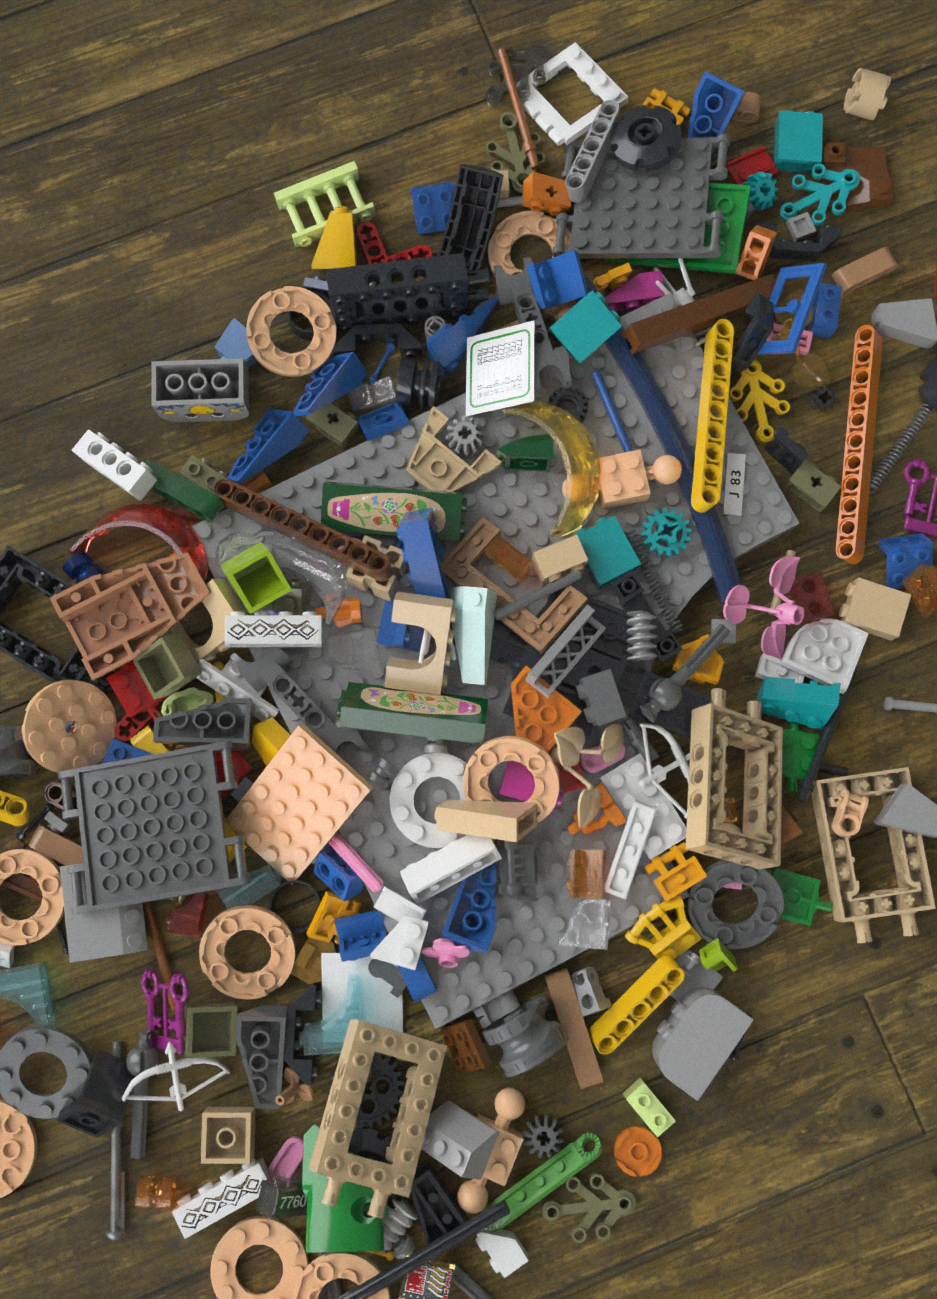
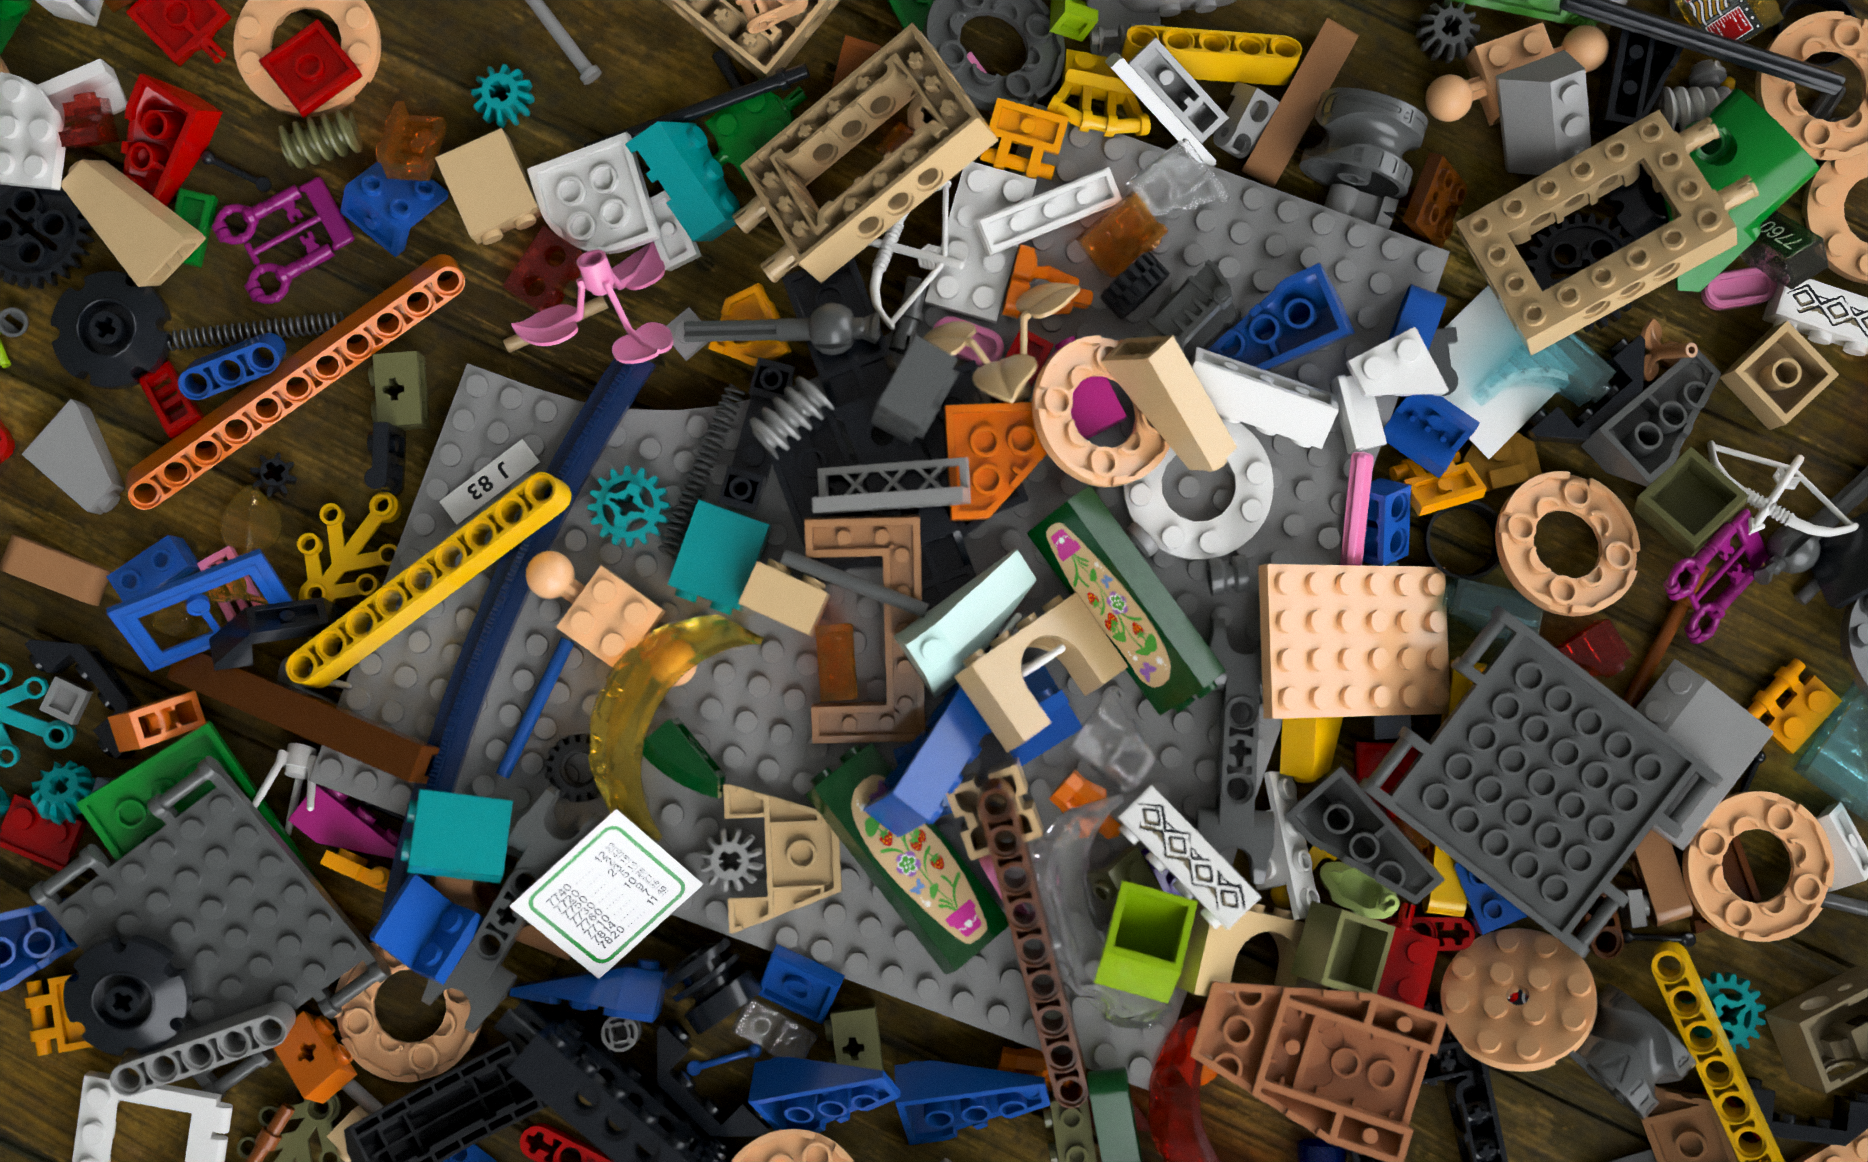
camera: 130 degrees left, 5 degrees up
(66, 988) = (1802, 711): none -> light orange plate
(446, 952) = (1360, 312): bright pink plate -> none
(557, 856) = (1134, 285): none -> black tyre
(632, 952) = (1156, 105): none -> white tile
(632, 970) = (1178, 90): none -> light grey slope
(885, 384) = (181, 419): none -> red slope
(891, 412) = (220, 378): none -> blue beam
(921, 650) = (489, 101): none -> teal gear

